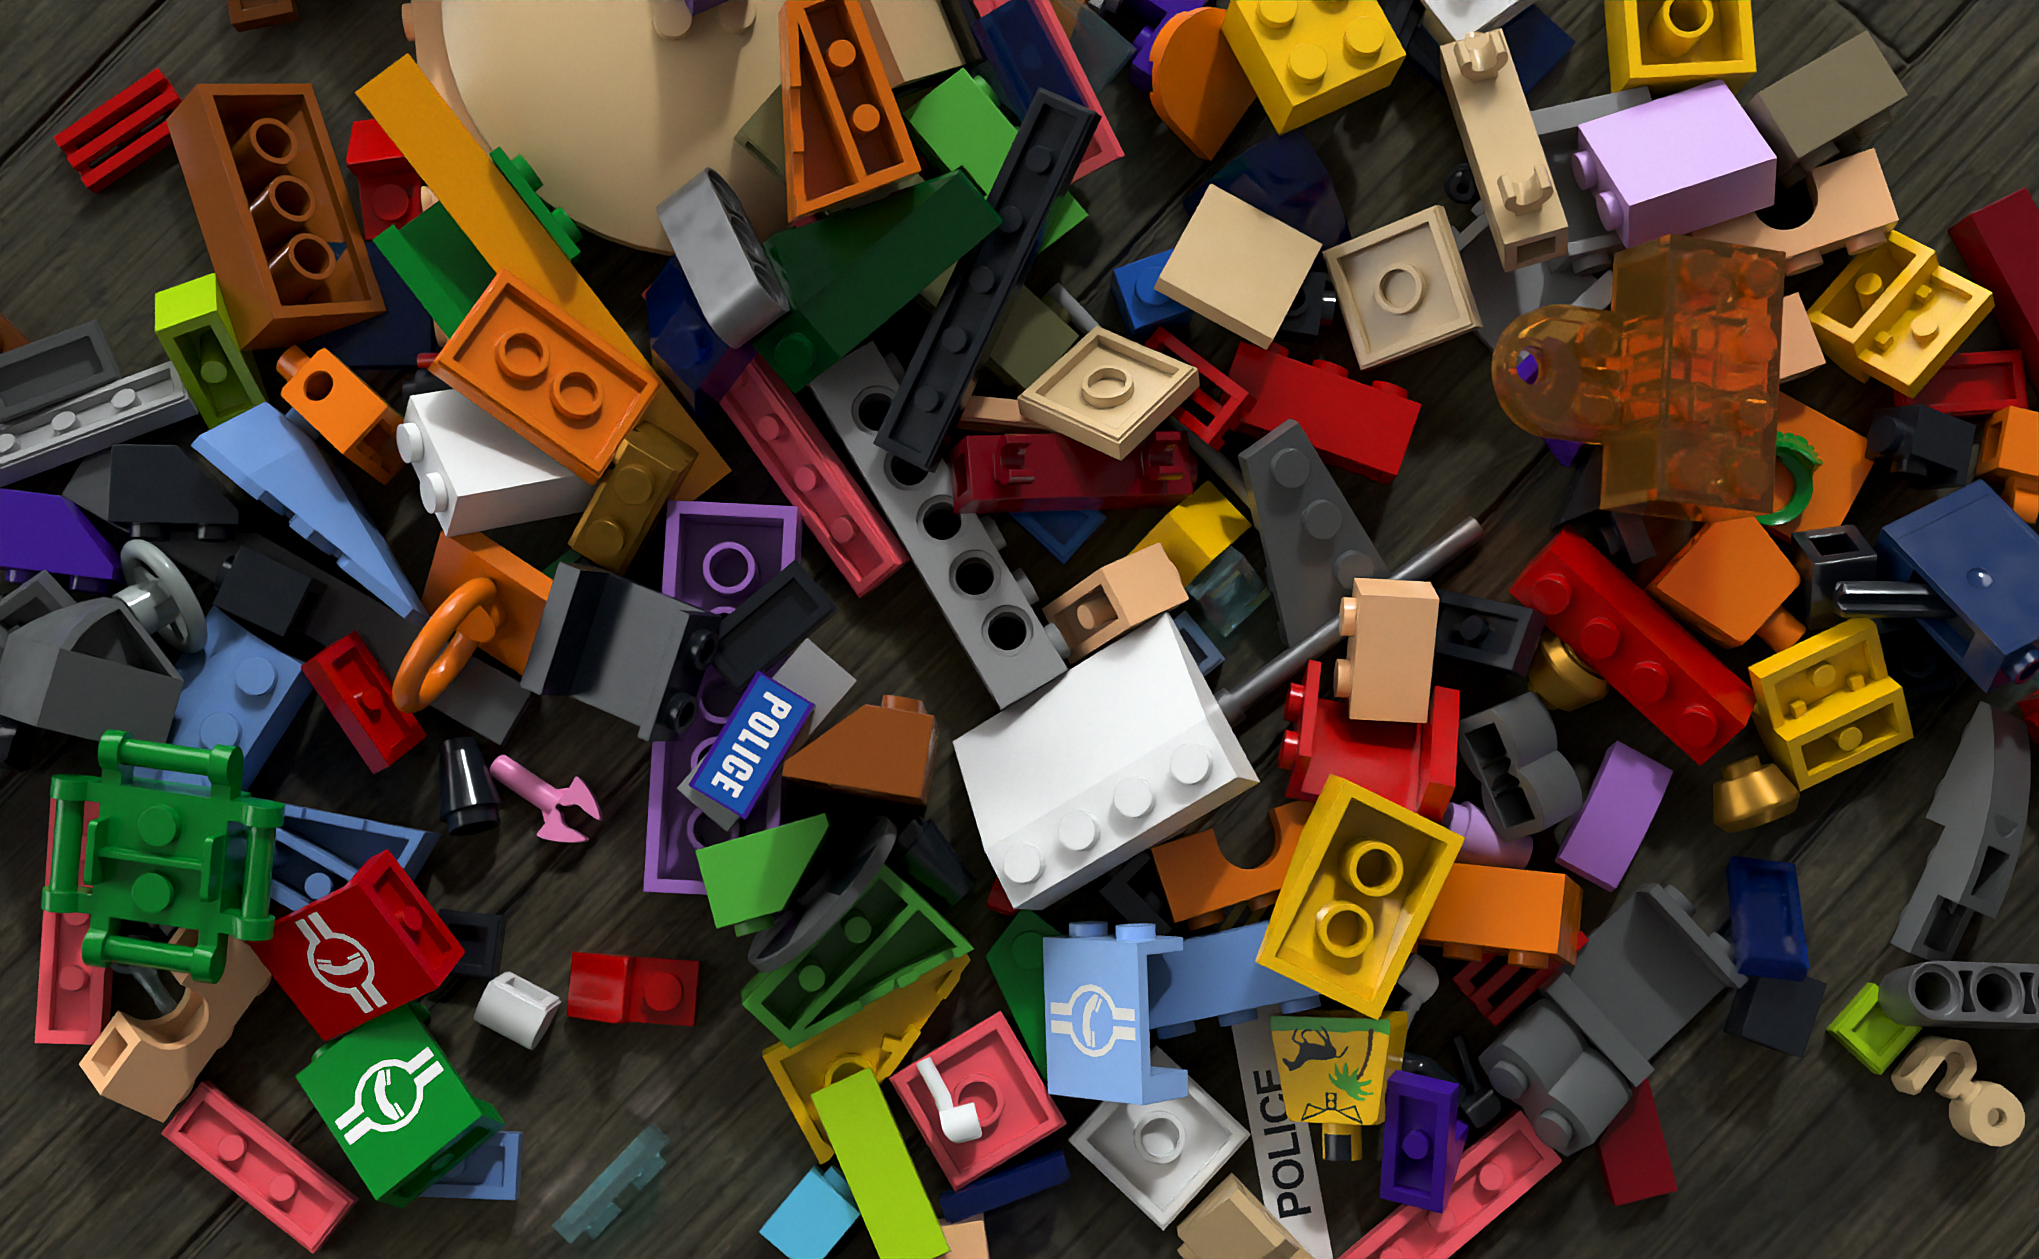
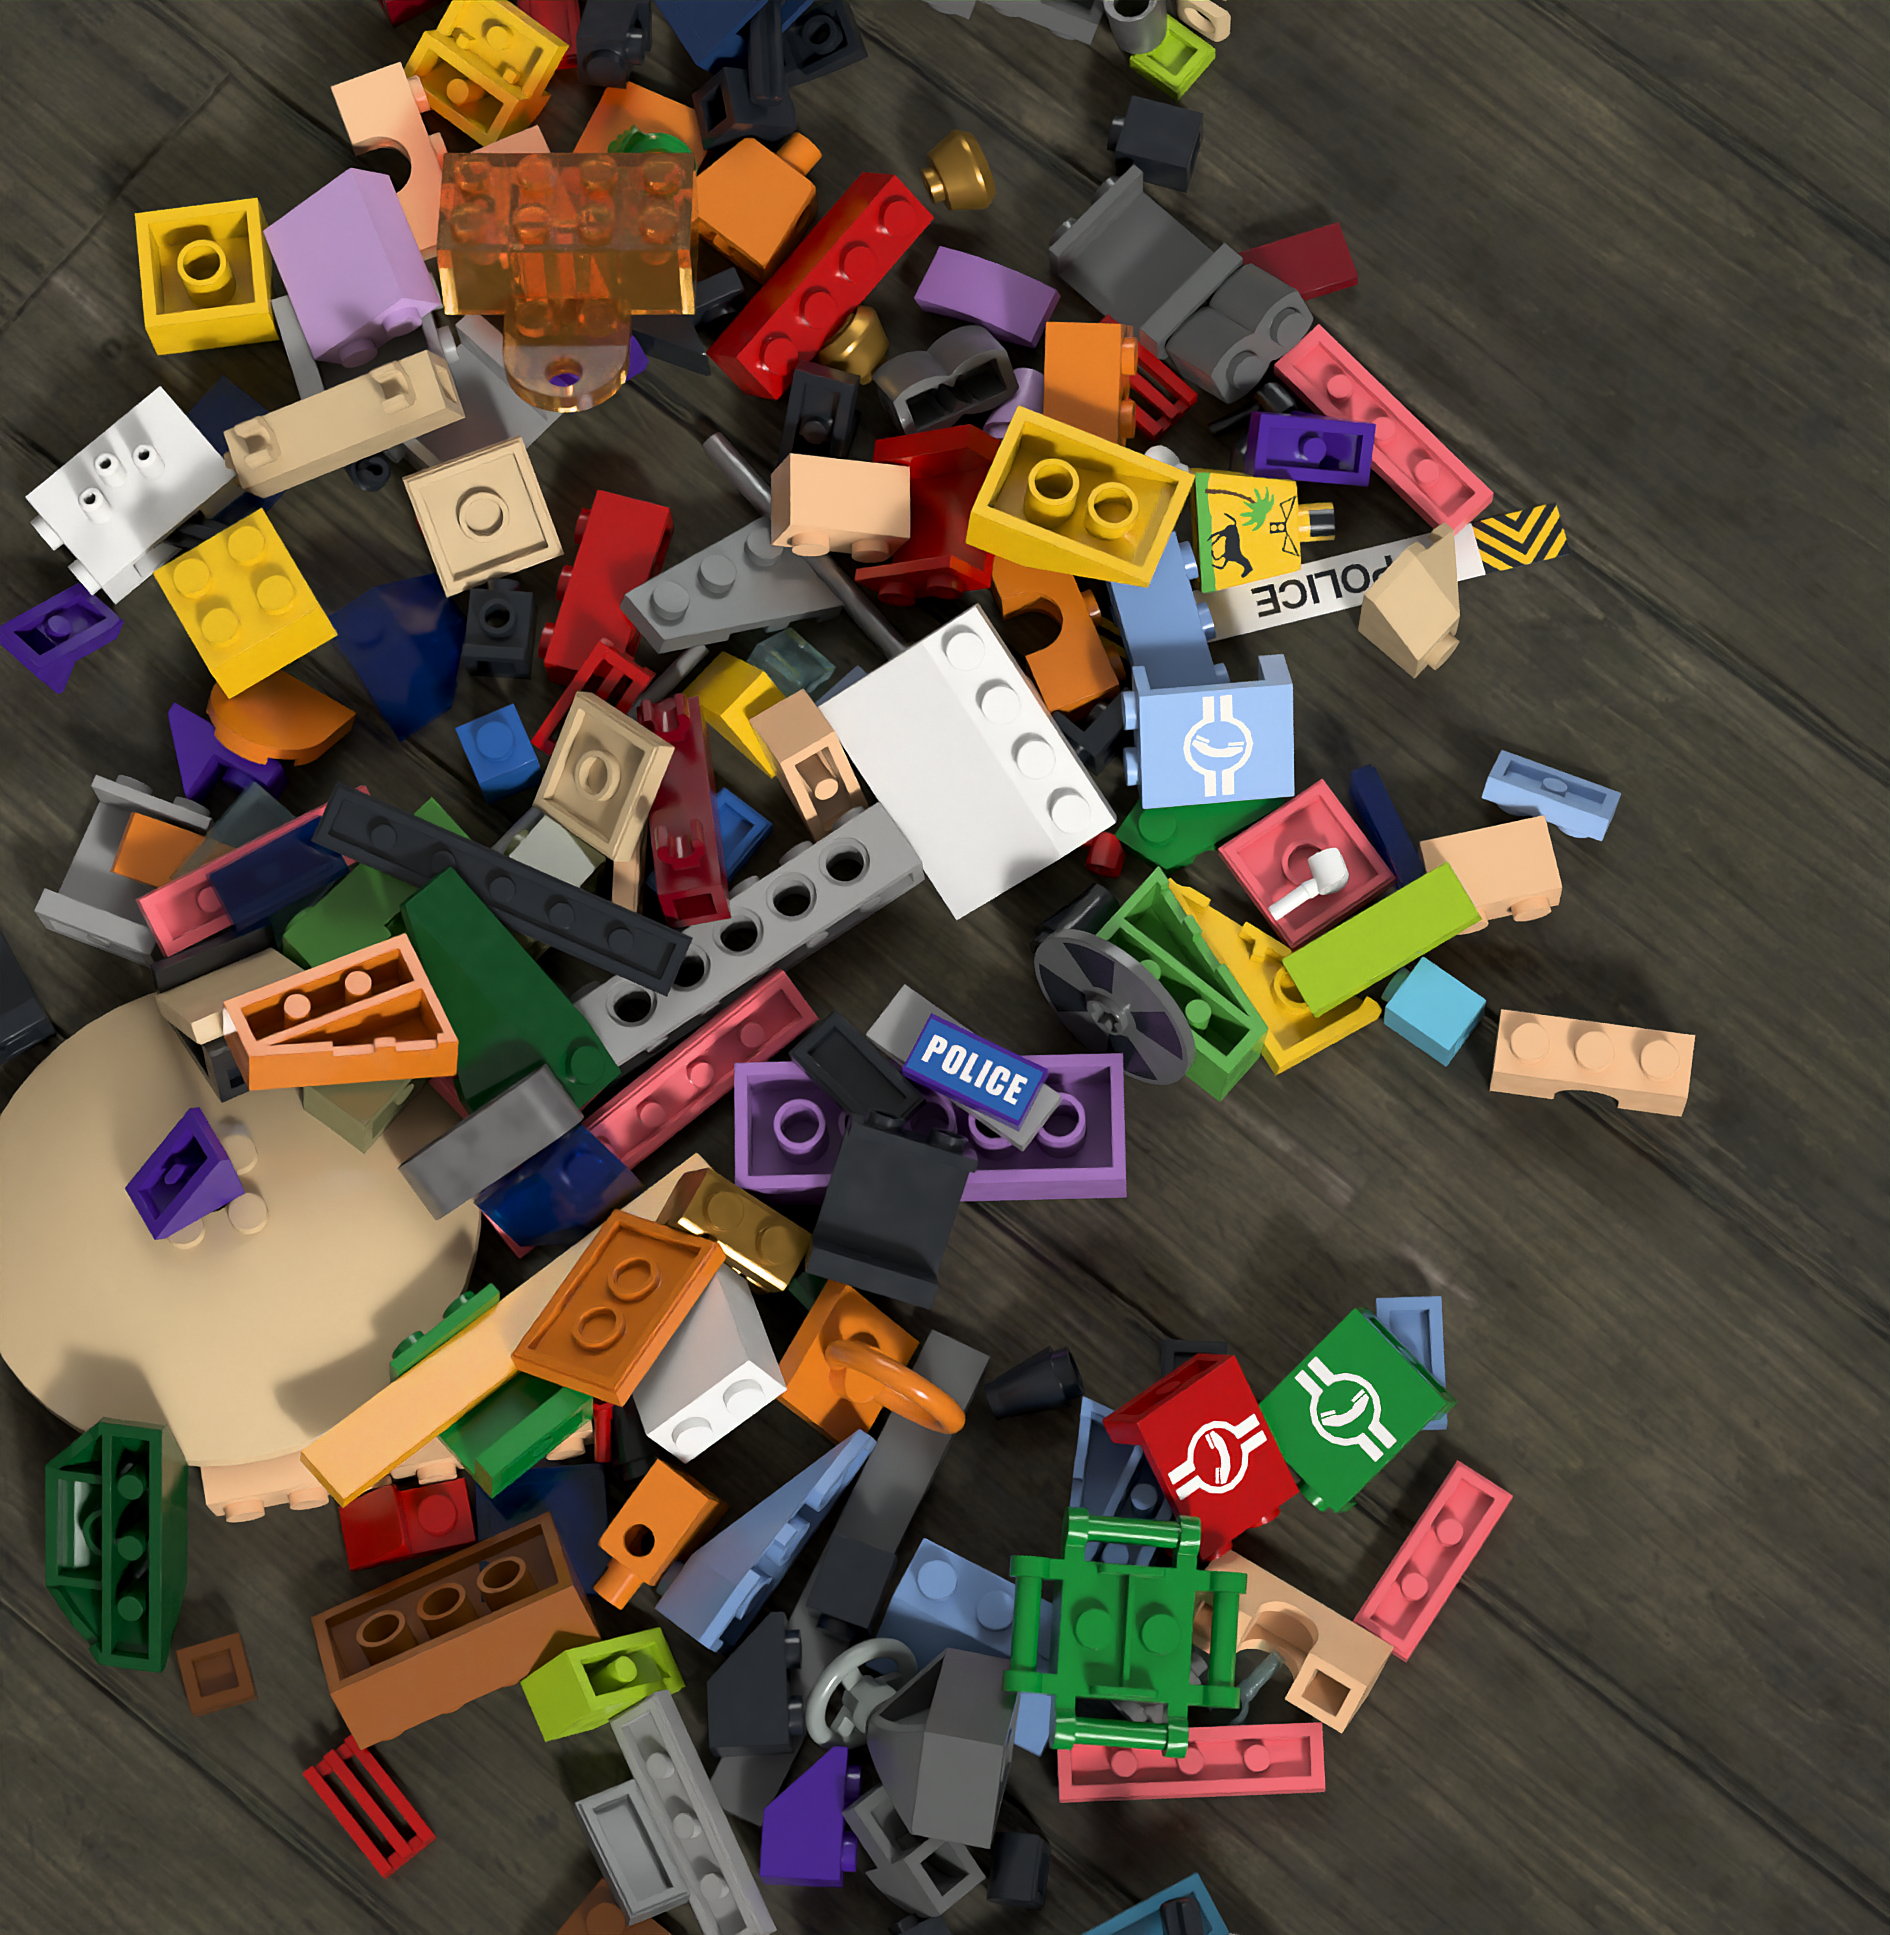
camera: 80 degrees left, 10 degrees down
(362, 701) = (955, 1486): red plate -> none
(517, 1009) = (1255, 1315): white brick -> none
(547, 798) = (1041, 1307): bright pink bar -> none
(596, 1206) = (1398, 1187): clear light blue plate -> none
(634, 989) = (1225, 1208): red slope -> none
(760, 872) = (1098, 1056): bright green slope -> none
(873, 754) = (976, 946): dark orange slope -> none
(1160, 1149) = (1340, 696): white tile -> none
(1238, 266) = (471, 663): tan tile -> none
(1767, 919) = (1074, 153): clear blue tile -> none
(1826, 108) = (287, 133): dark tan brick -> none
(1828, 703) = (866, 108): yellow brick -> none

